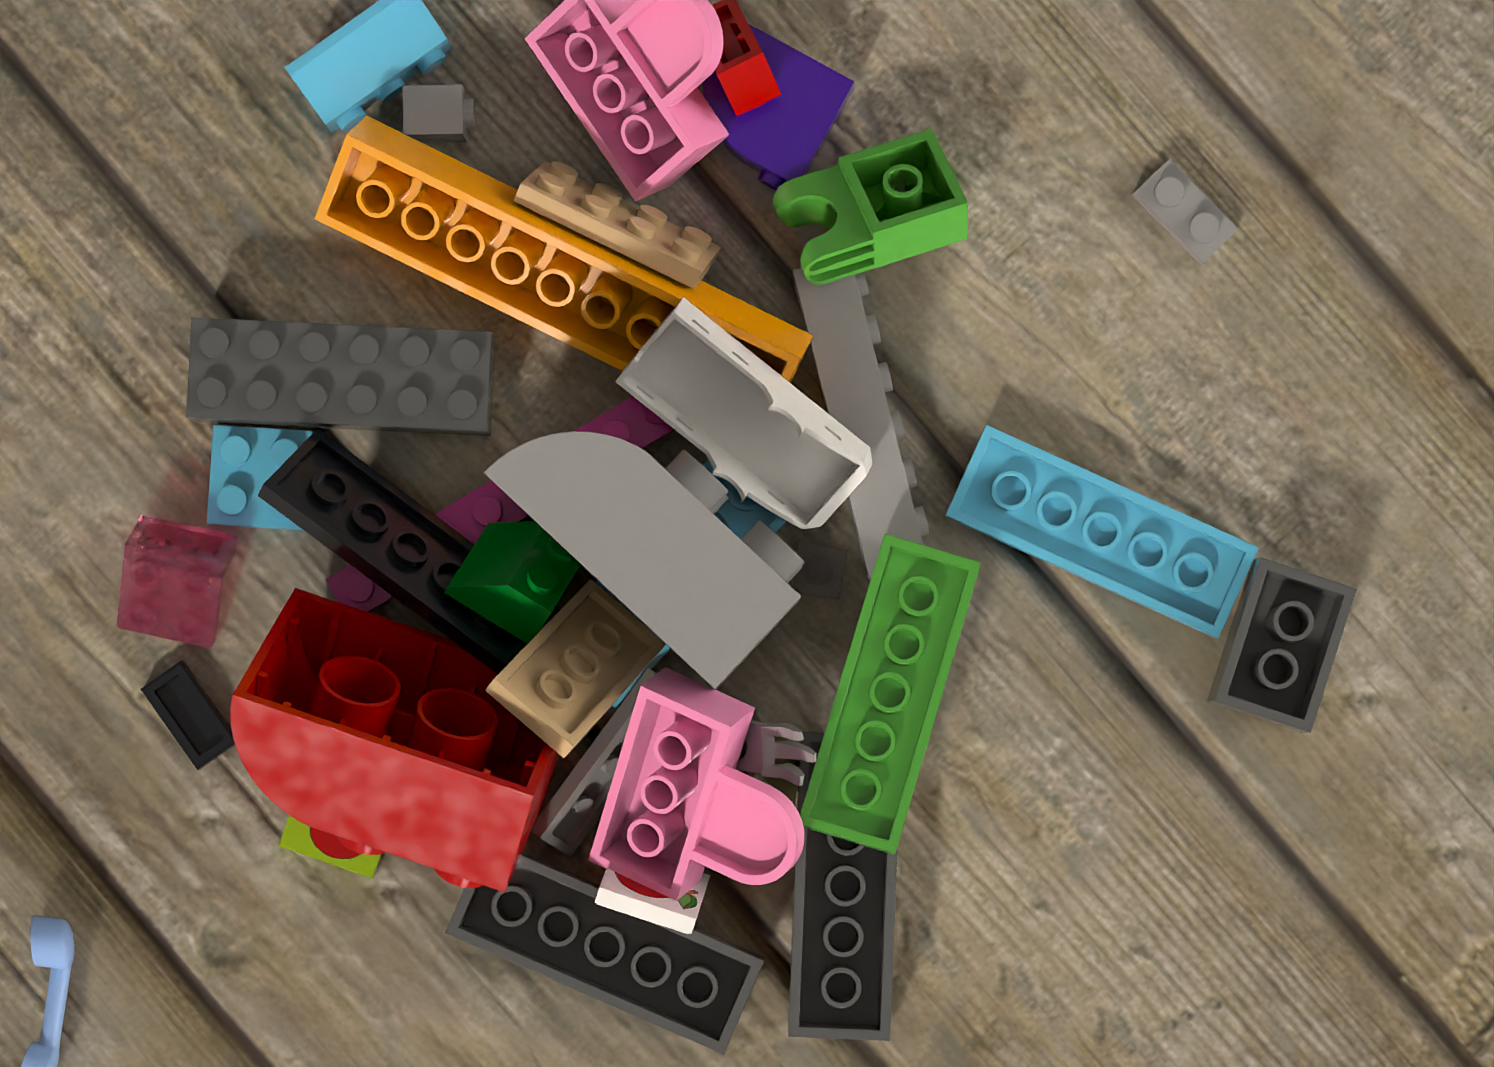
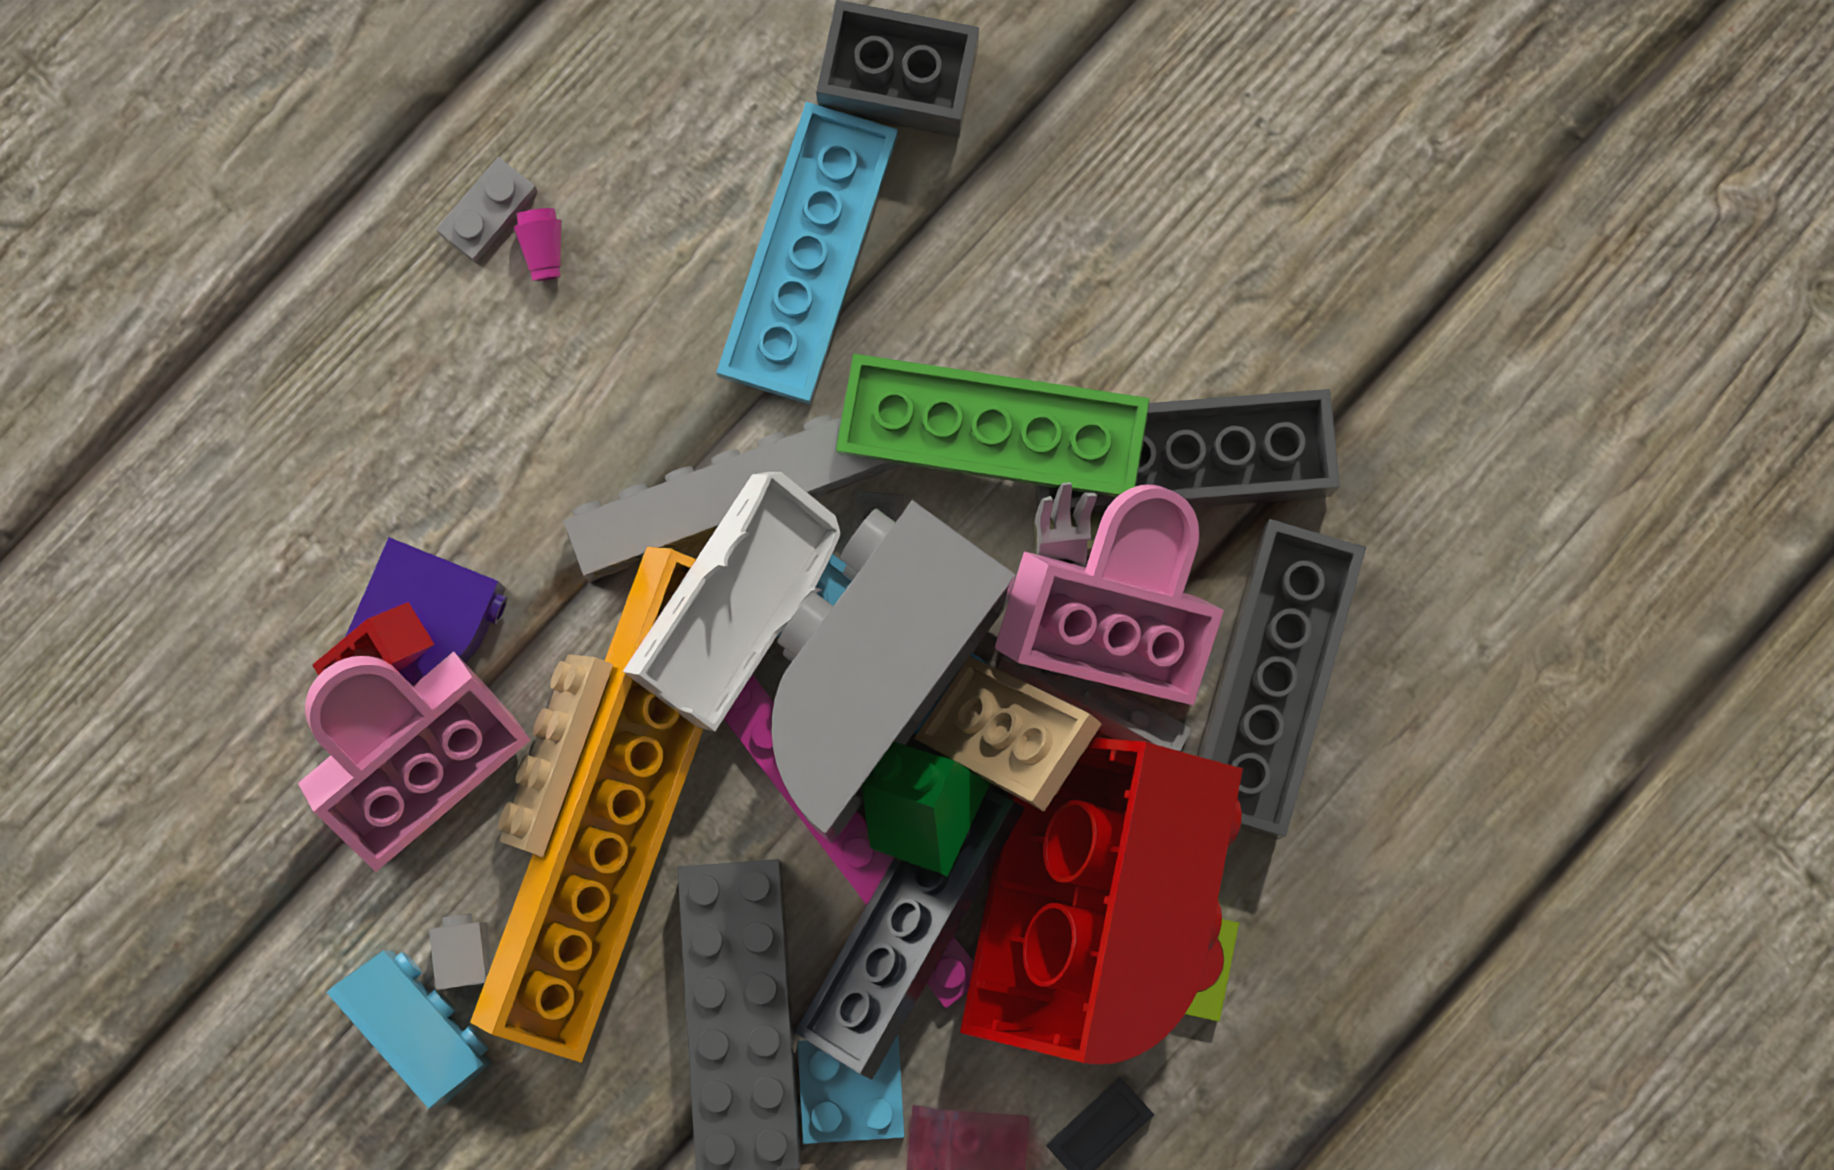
camera: 95 degrees left, 5 degrees down
(647, 904) = (1229, 643): white tile -> none
(877, 207) = (511, 498): bright green brick -> none
(1142, 262) = (540, 242): none -> dark pink cone

